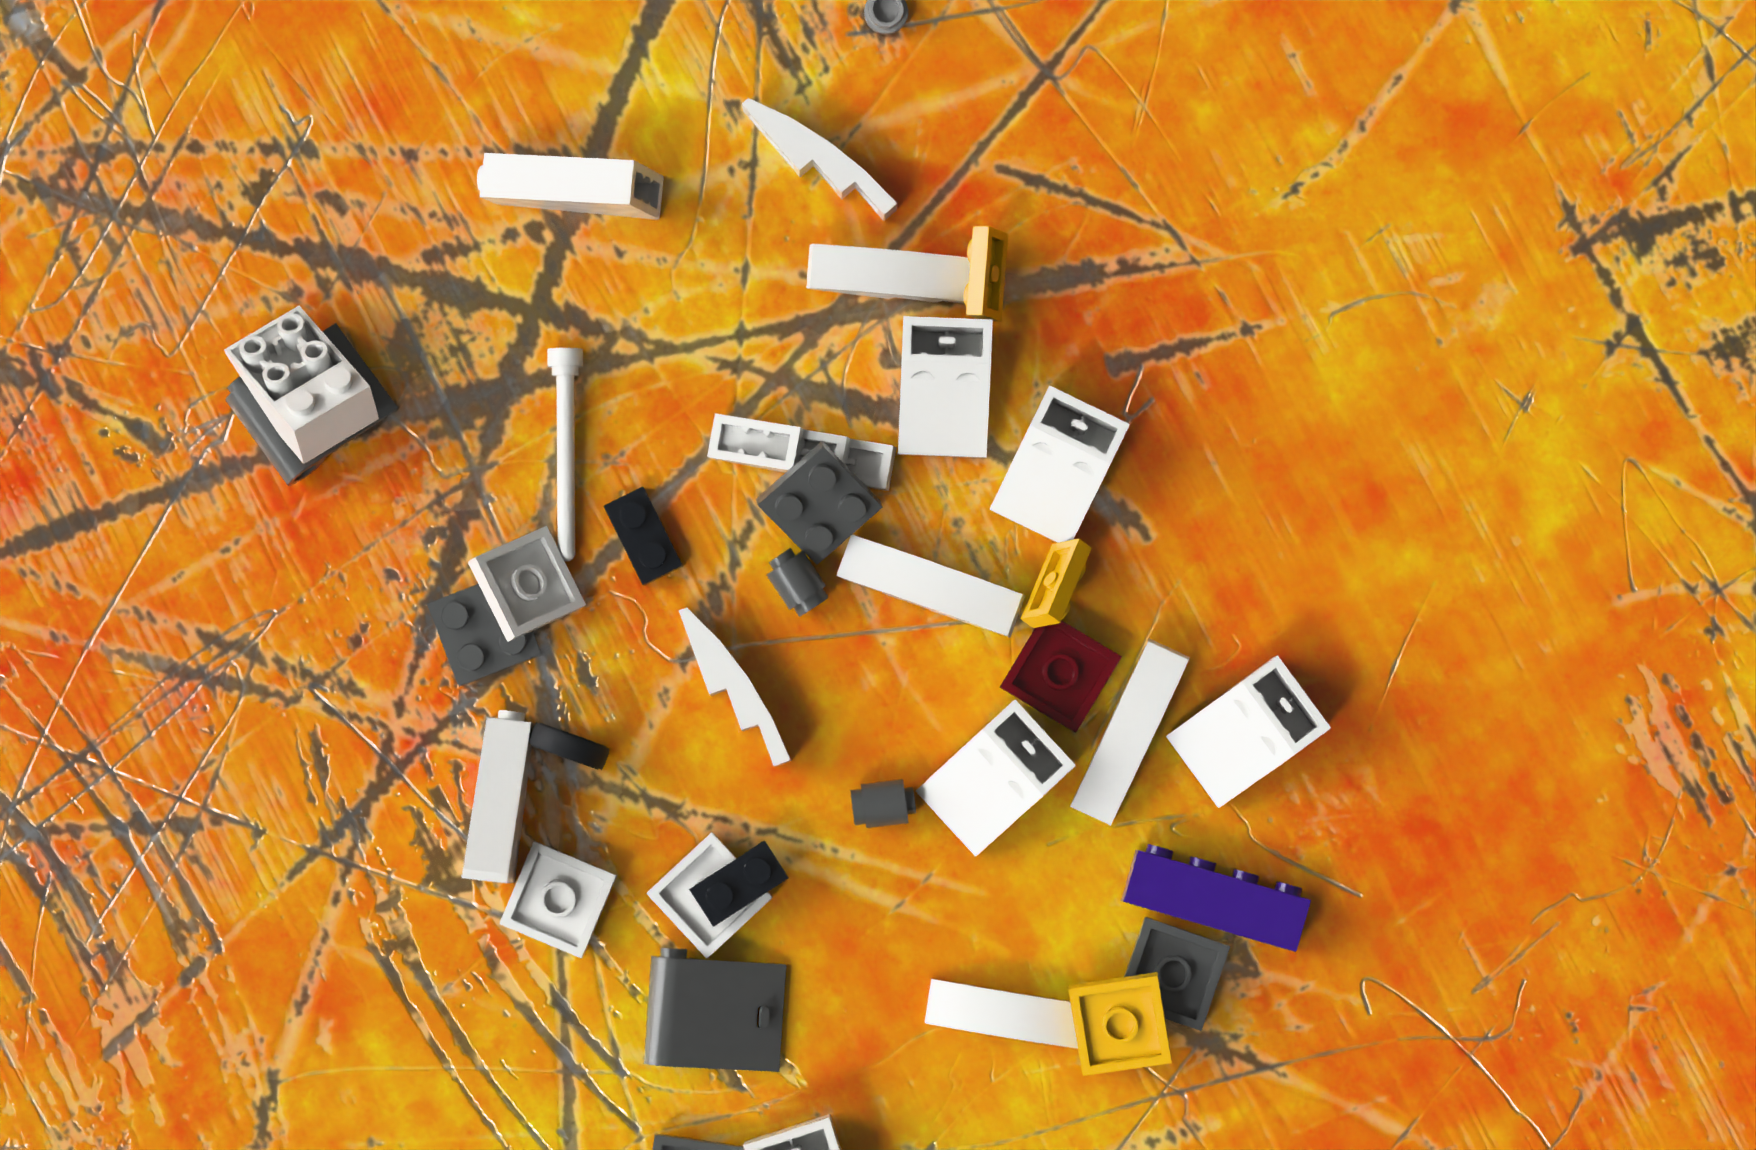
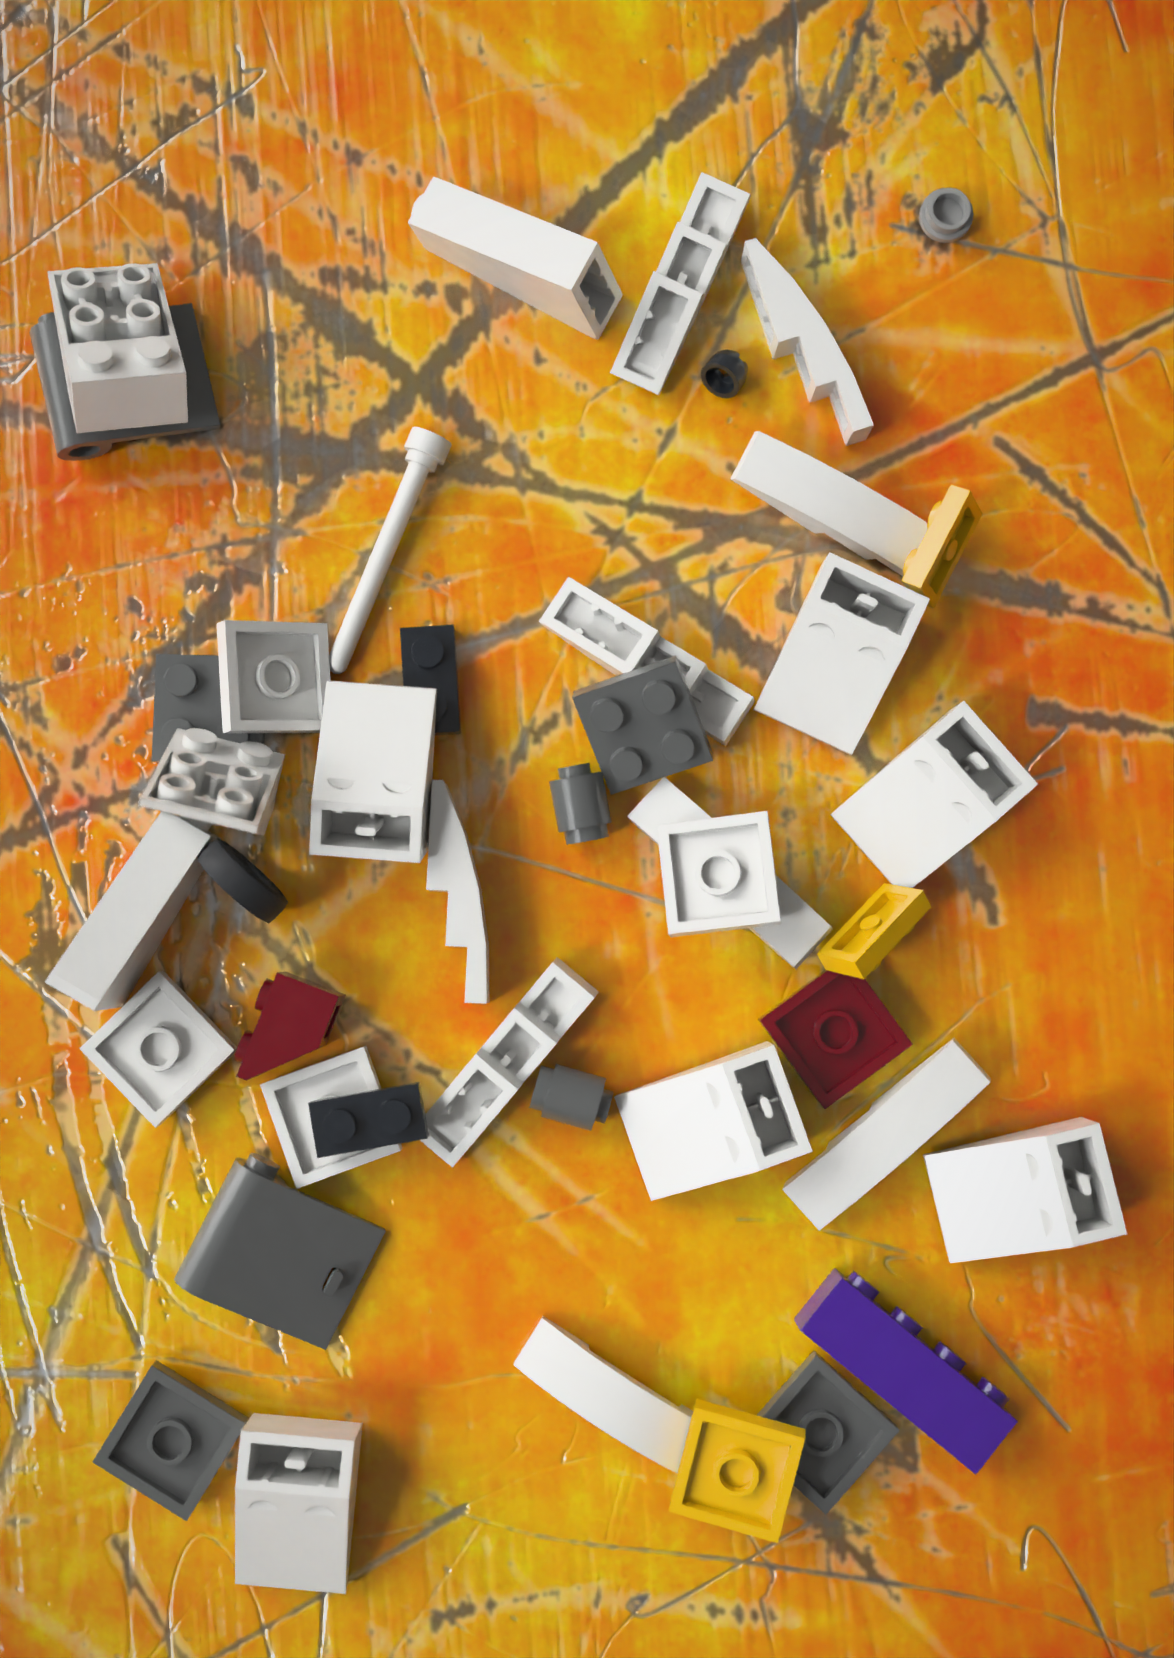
camera: 20 degrees right, 0 degrees up
(521, 678) = (216, 780): none -> white slope
(632, 622) = (374, 772): none -> white slope
(651, 839) = (292, 1023): none -> dark red slope
(705, 152) = (680, 283): none -> white slope
(768, 206) = (731, 382): none -> black hinge
(822, 798) = (506, 1060): none -> white slope
(921, 590) = (718, 874): none -> white plate

